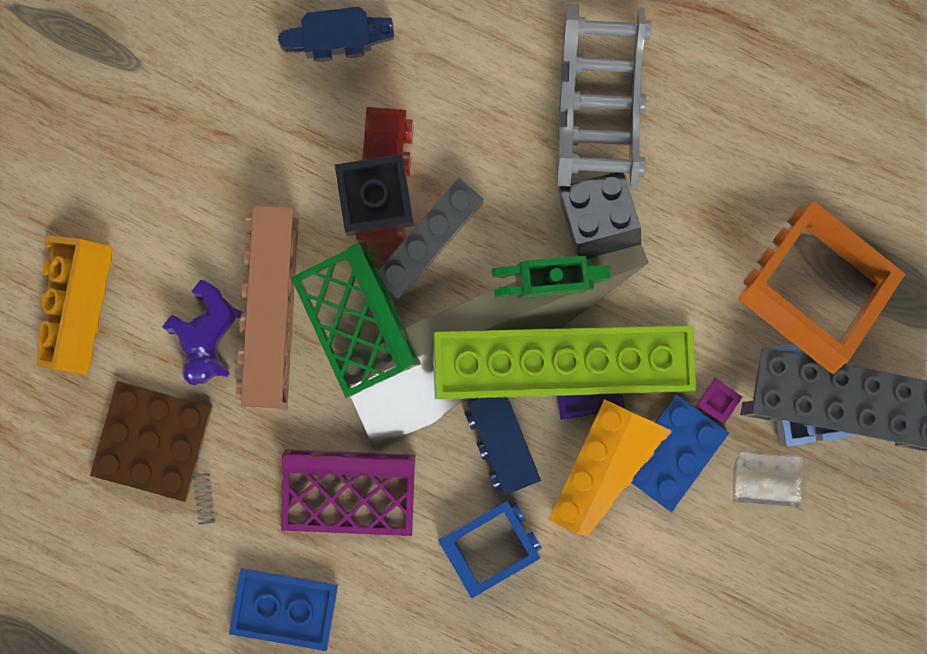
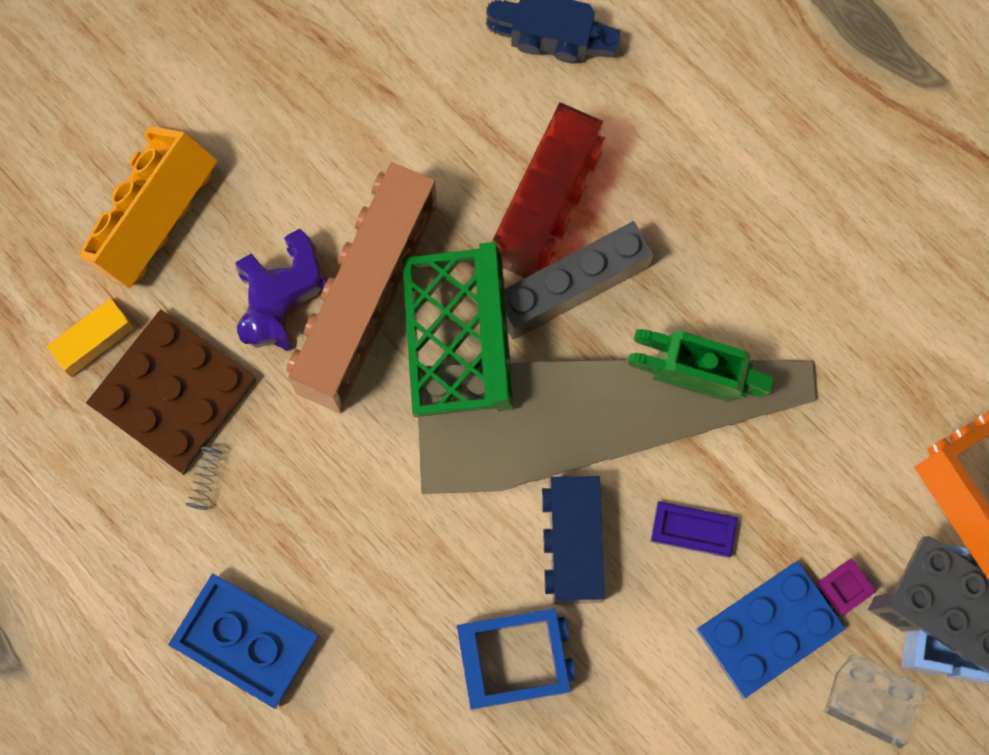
camera: 15 degrees right, 10 degrees down
(71, 422) = (90, 337): none -> yellow slope
(356, 465) = (387, 500): magenta fence -> none
(374, 195) = (533, 192): black brick -> none
(563, 362) = (680, 471): lime plate -> none
(572, 100) = (790, 190): light grey fence -> none
(600, 215) = (781, 322): brick -> none
(605, 466) = (686, 611): light orange wedge -> none

